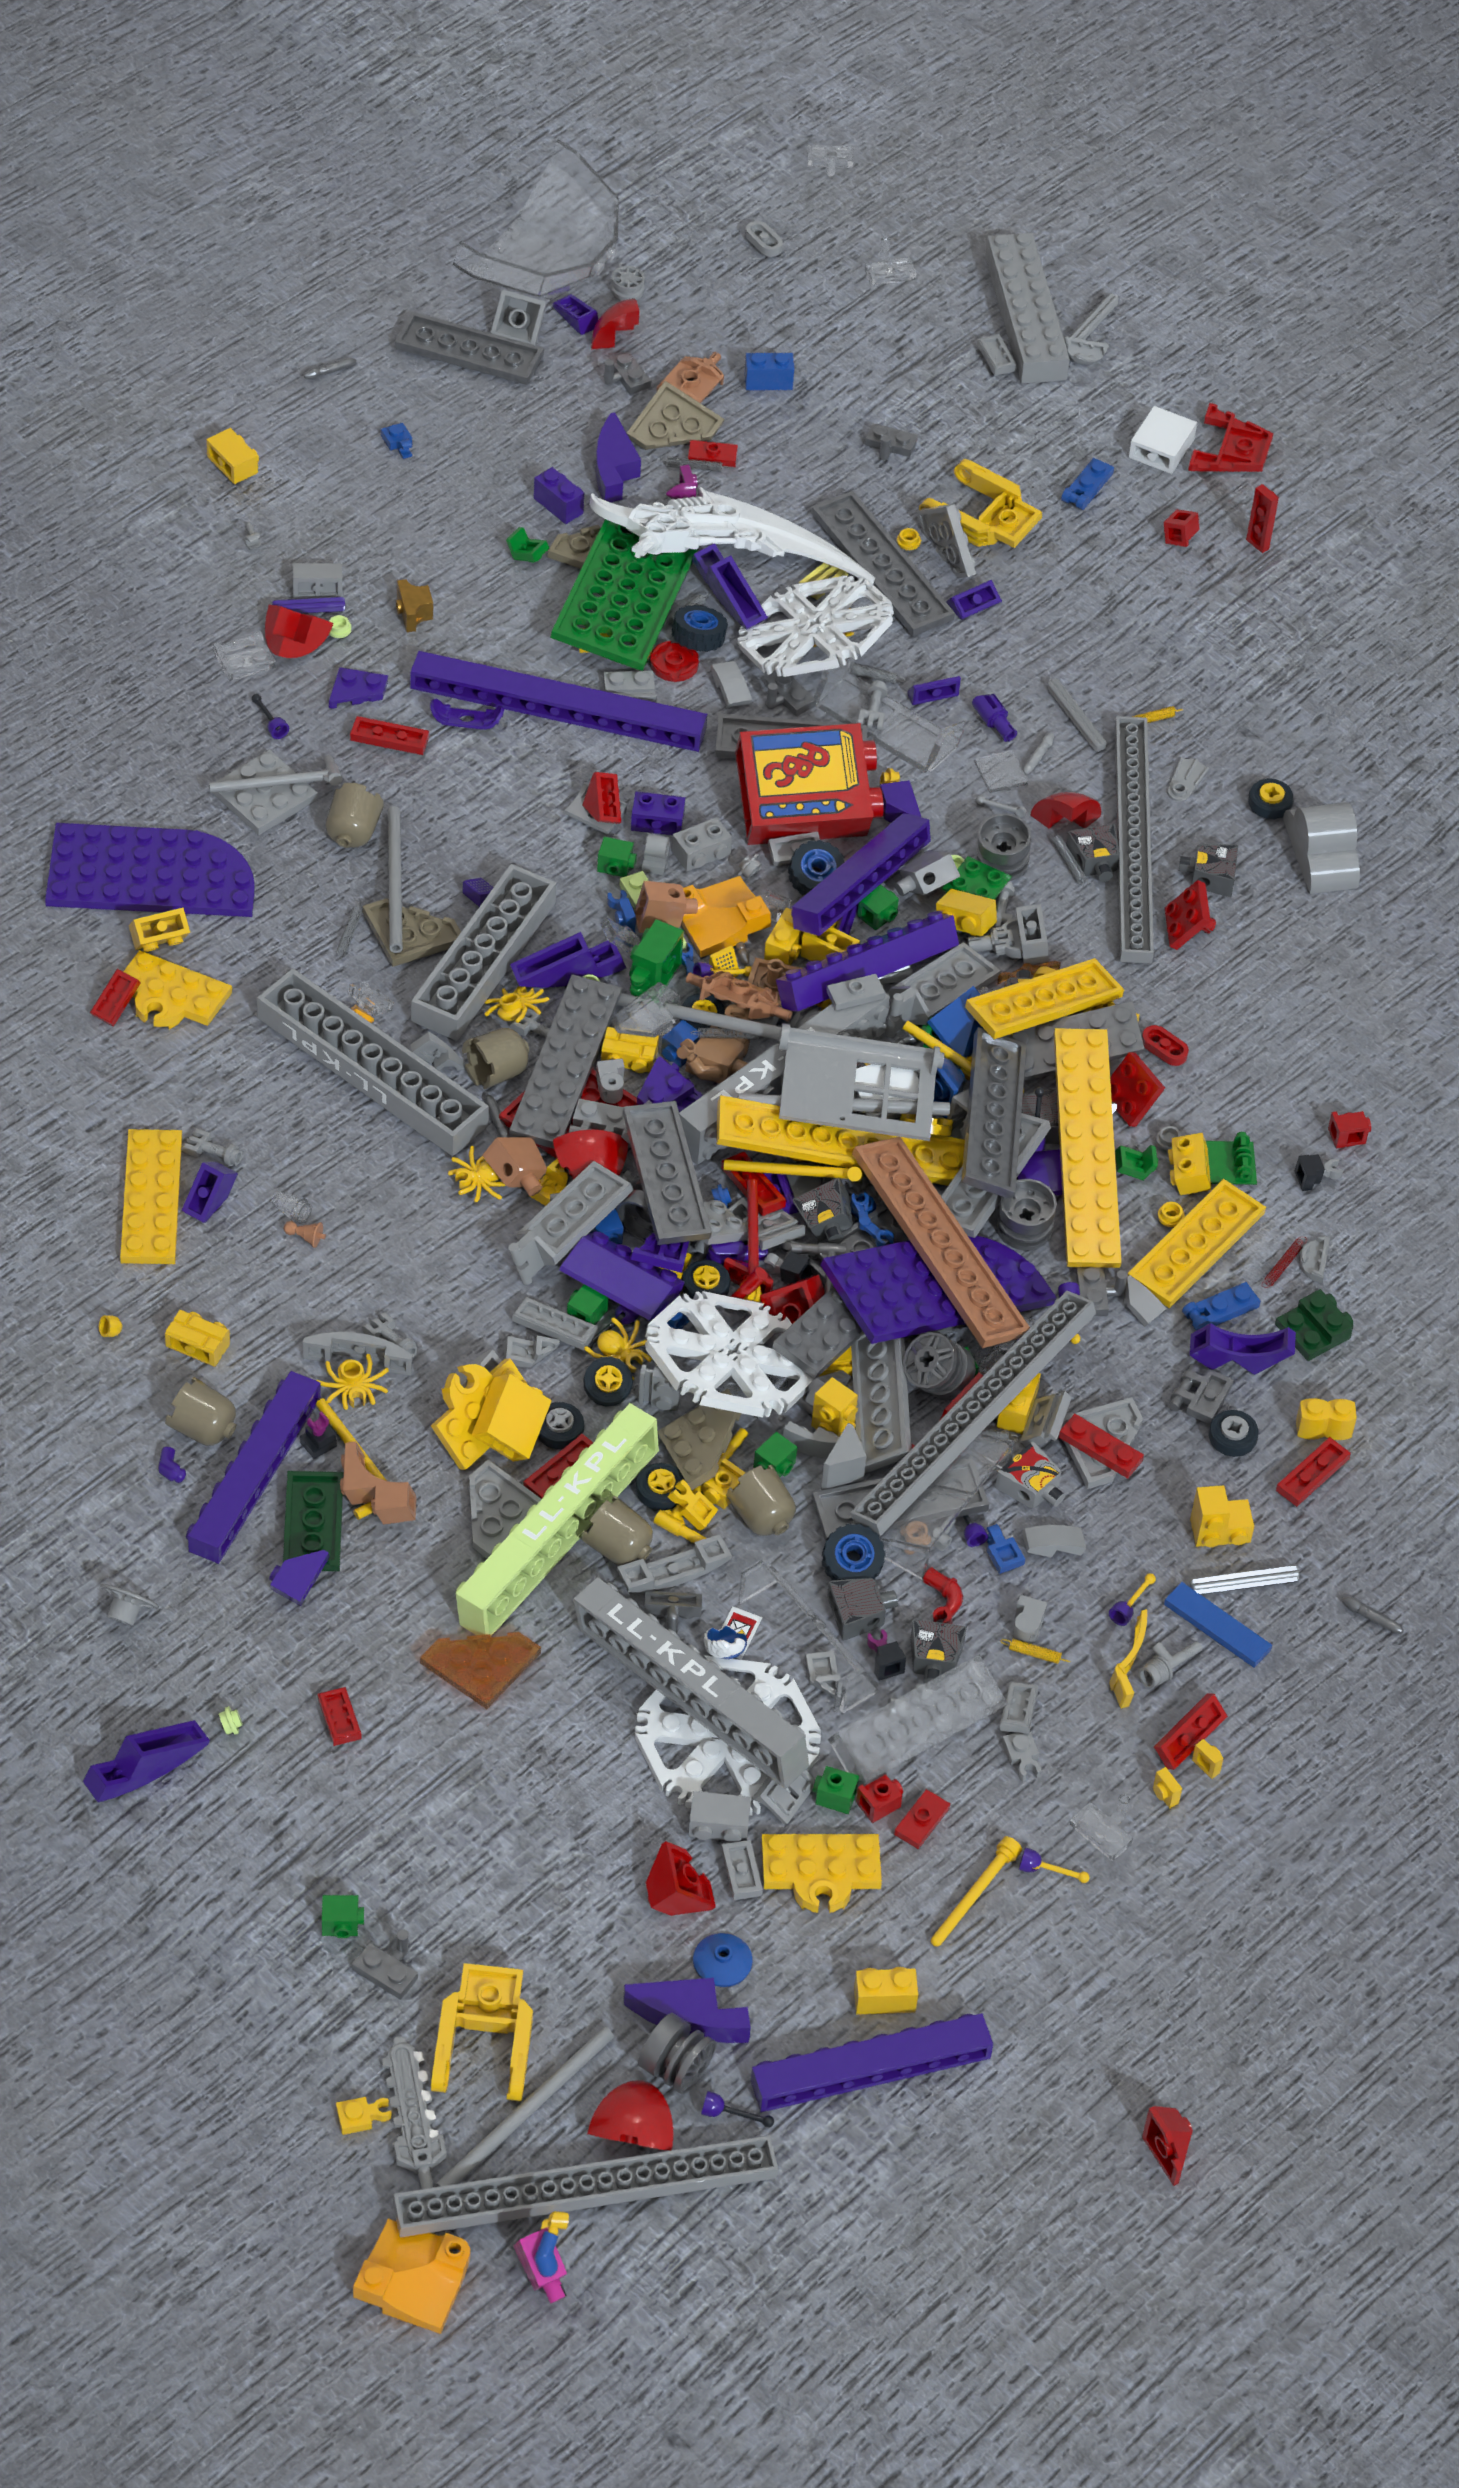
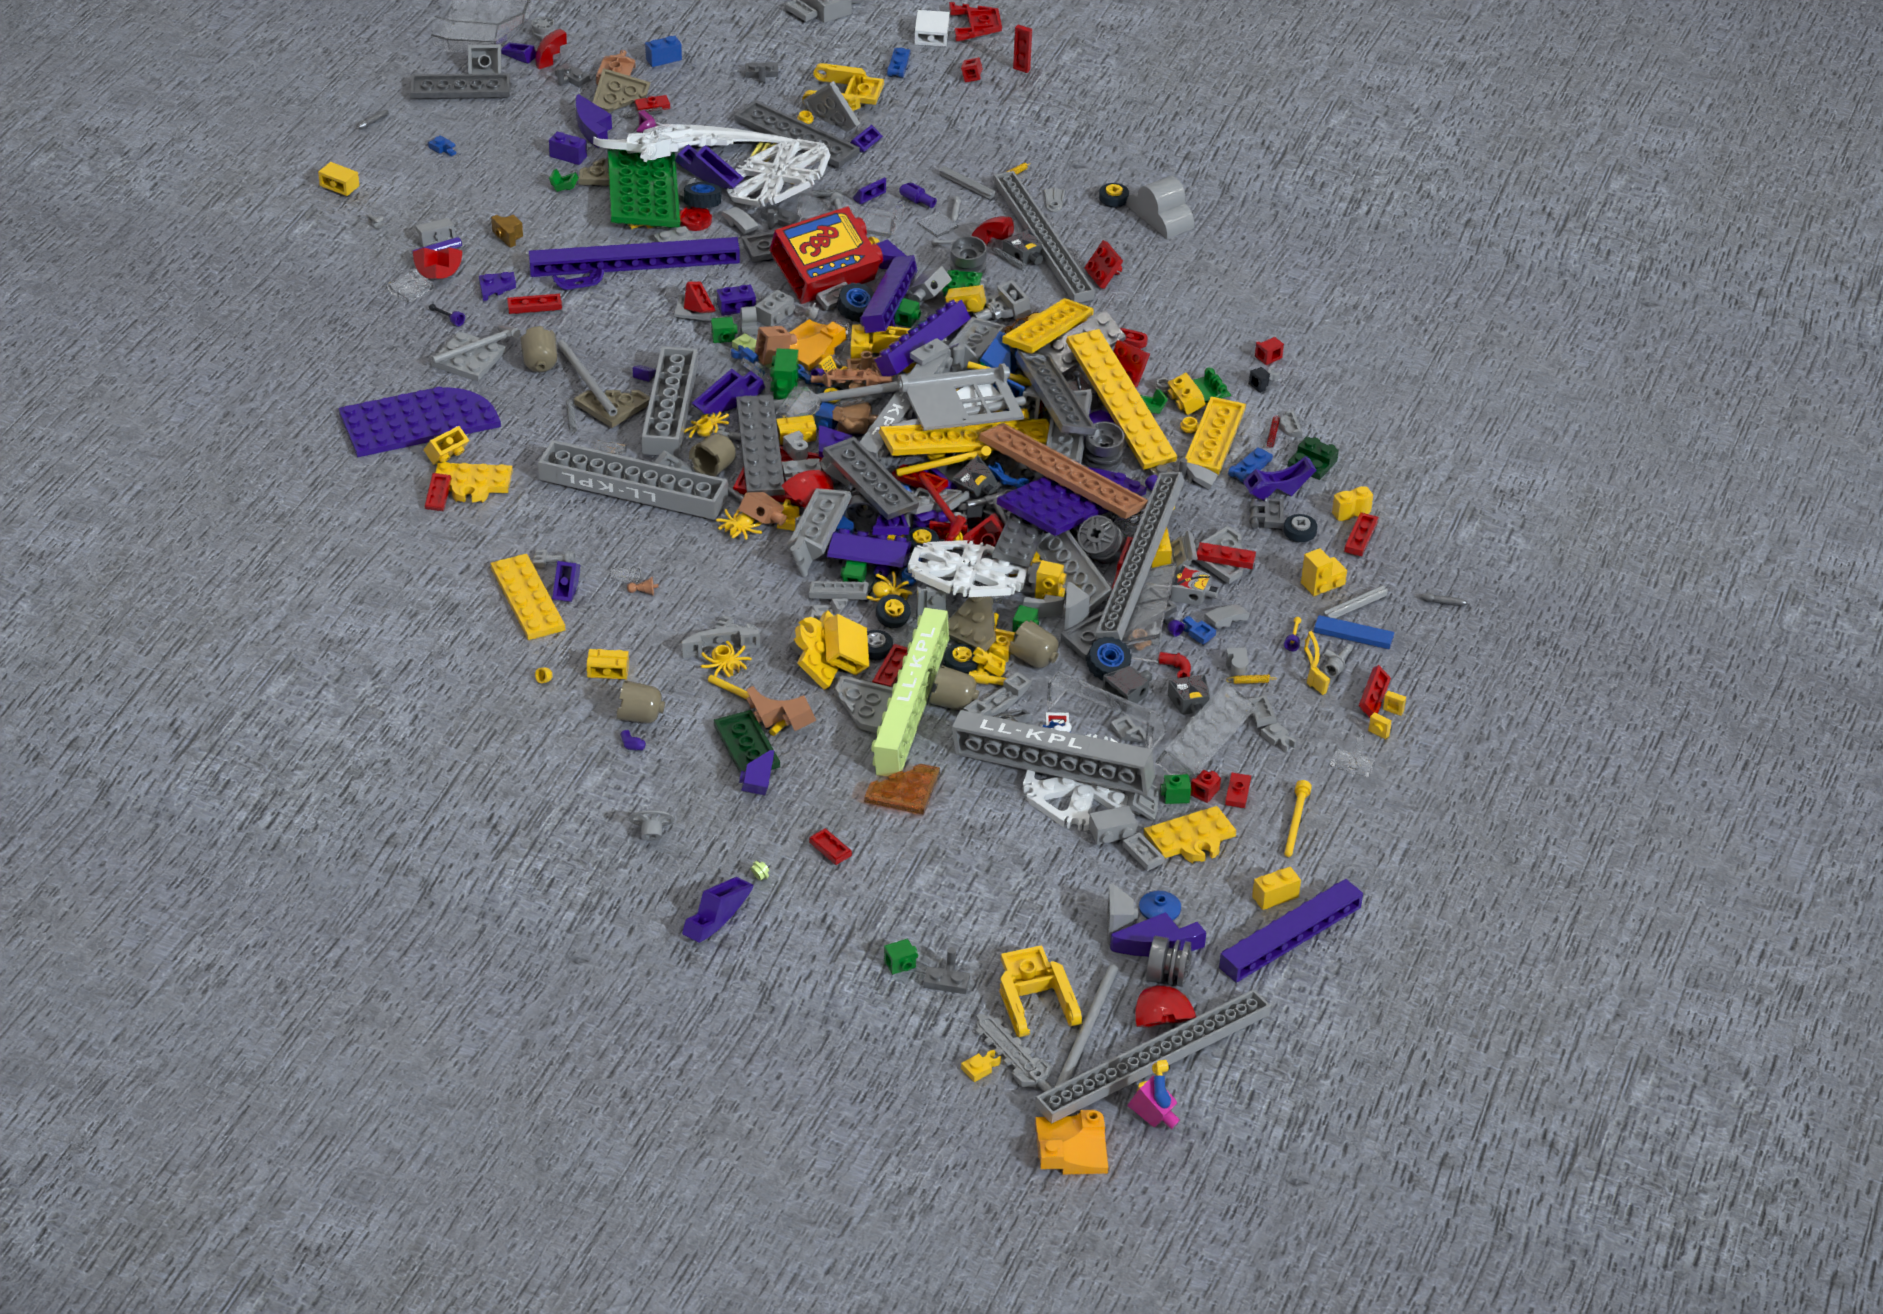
camera: 20 degrees left, 10 degrees down
(253, 1467) = (689, 725): dark purple brick -> none
(318, 1437) = (722, 694): black piece -> none
(341, 626) = (467, 254): yellowish green plate -> none
(654, 1954) = (1119, 911): none -> light grey slope
(675, 1884) = (1107, 870): red slope -> none
(715, 2105) = (1205, 985): hinge -> none
(889, 1657) = (1165, 706): black piece -> none
(1032, 1861) = (1320, 791): hinge -> none
(1168, 2139) = (1501, 914): red slope -> none
(1214, 866) = (1098, 232): dark grey torso -> none

